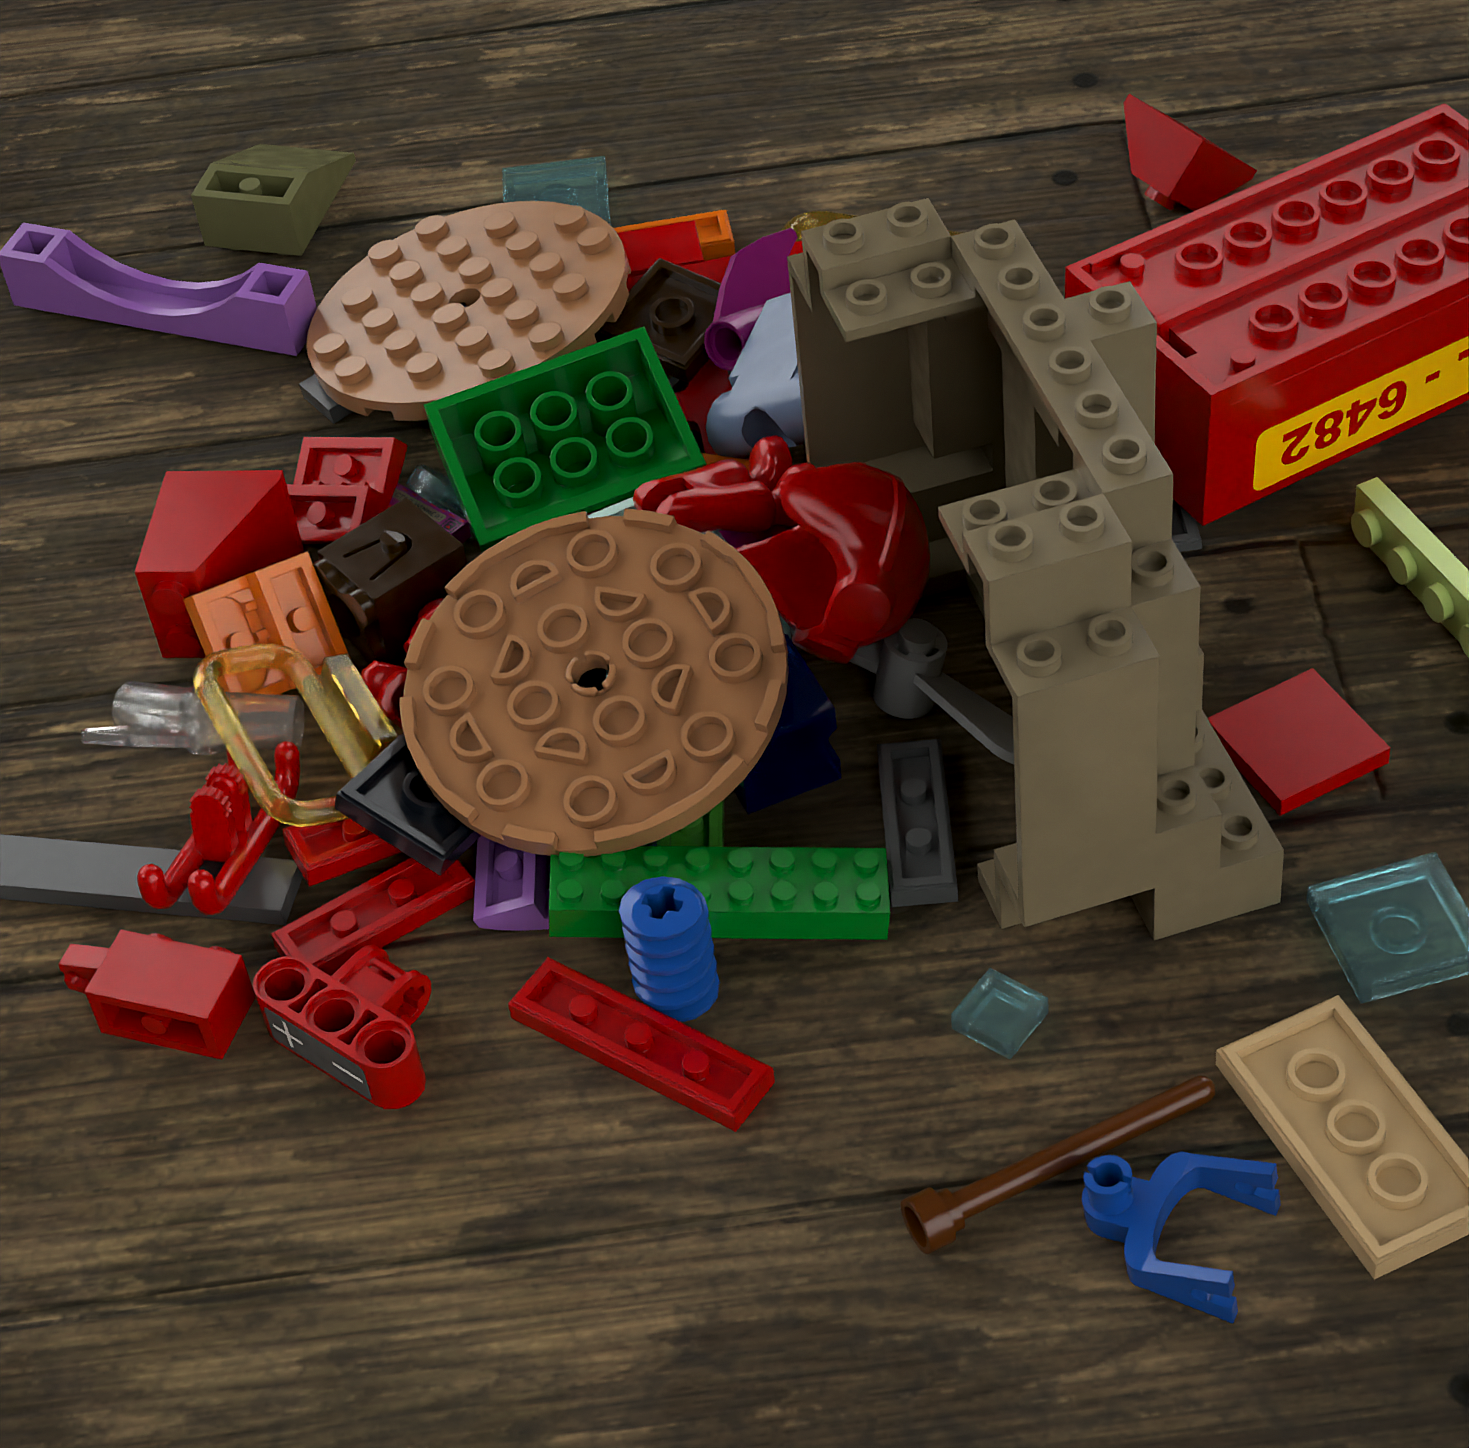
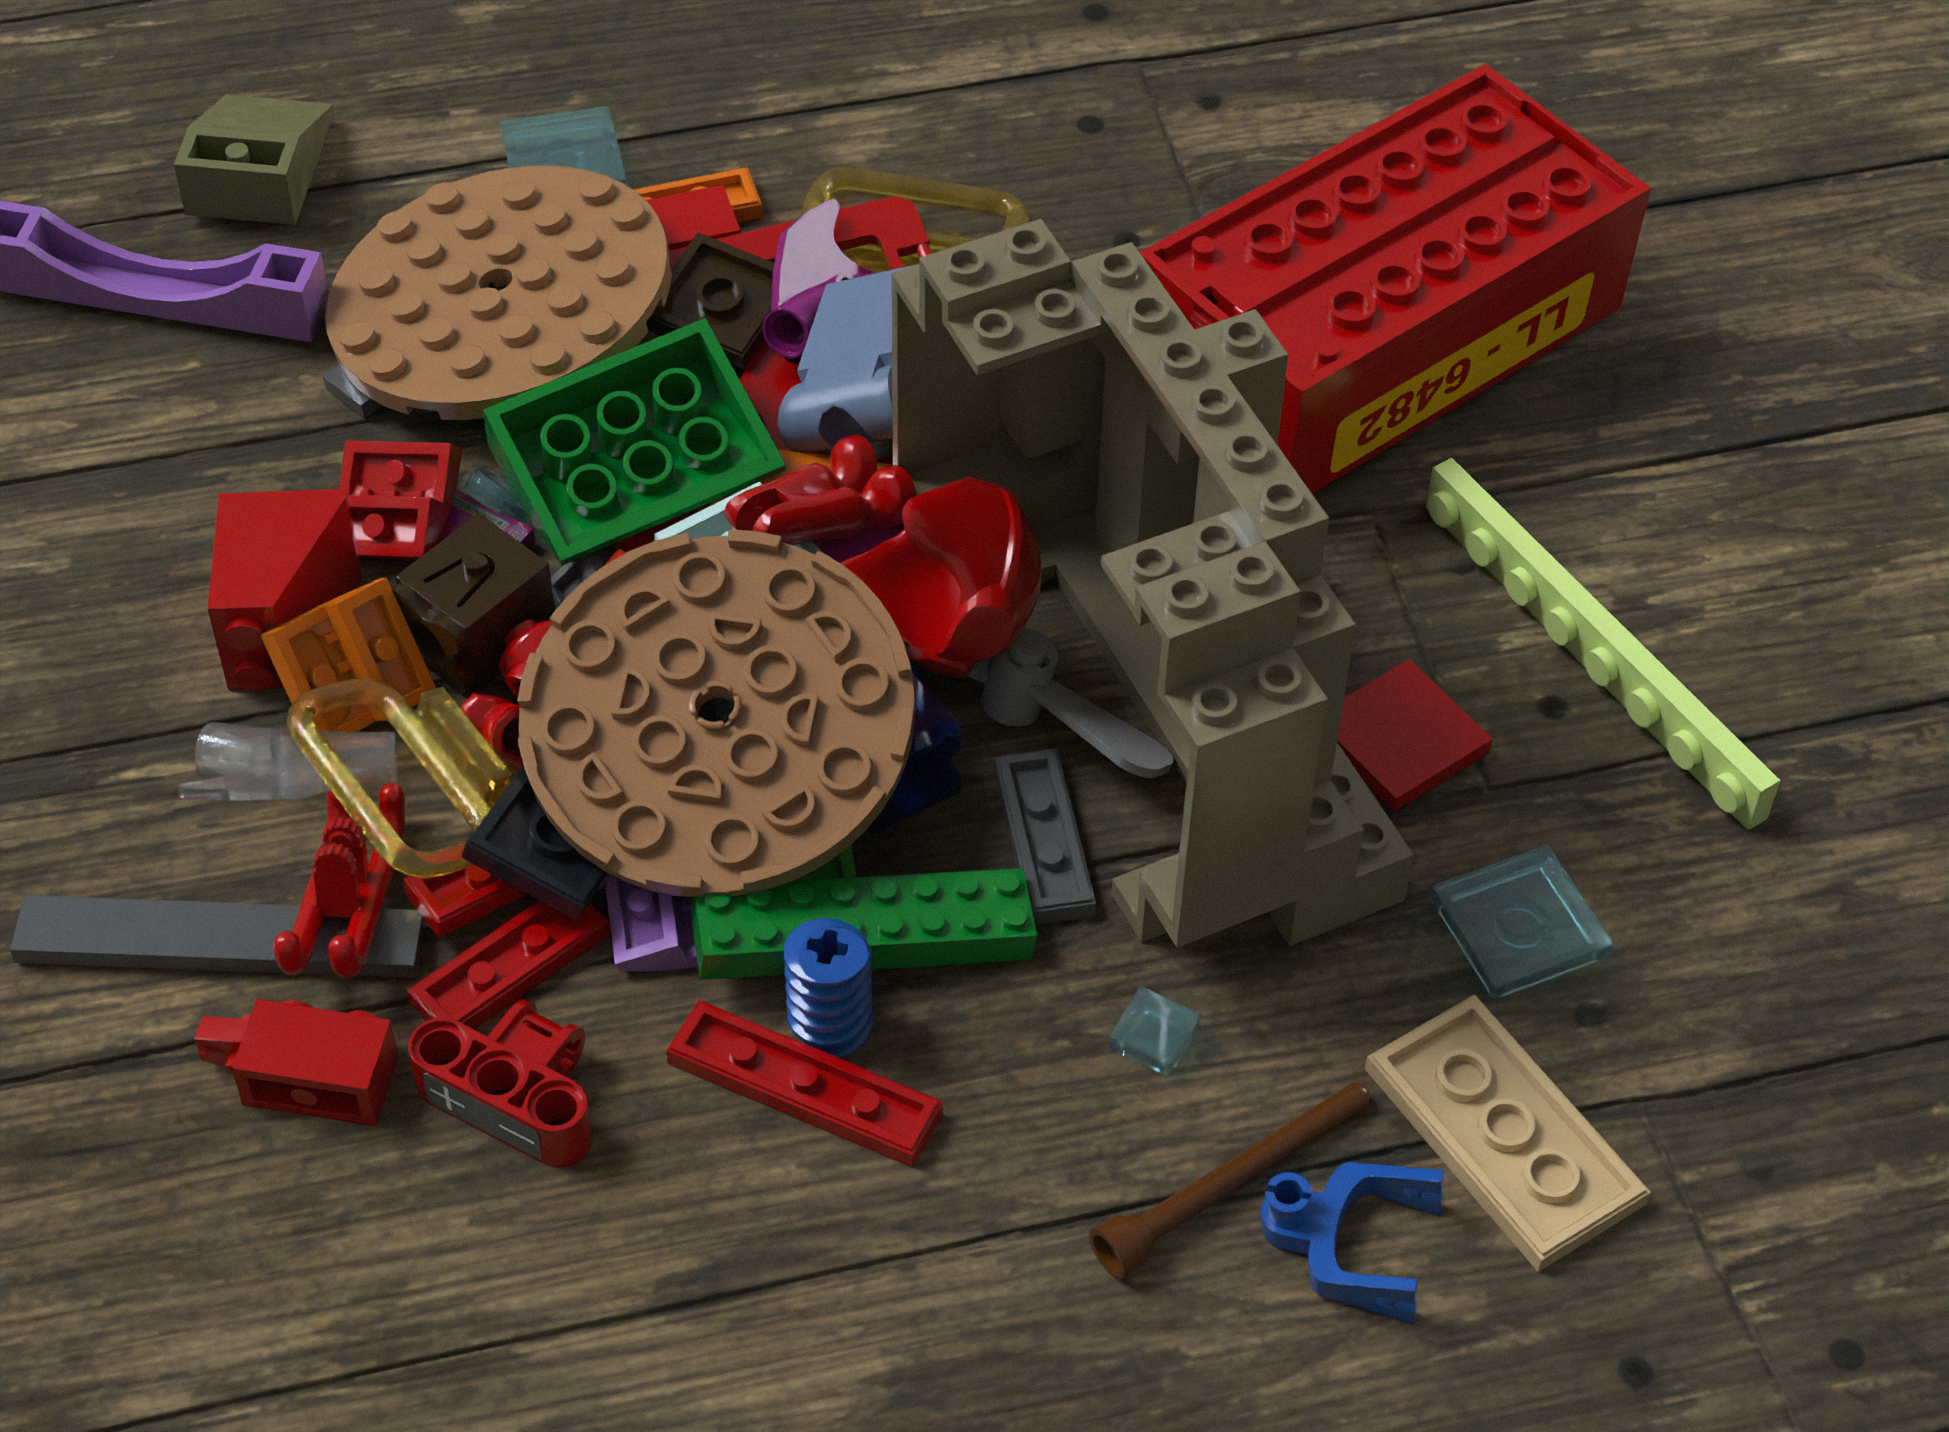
camera: 15 degrees left, 5 degrees up
(1177, 160) = (1208, 108): red slope -> none

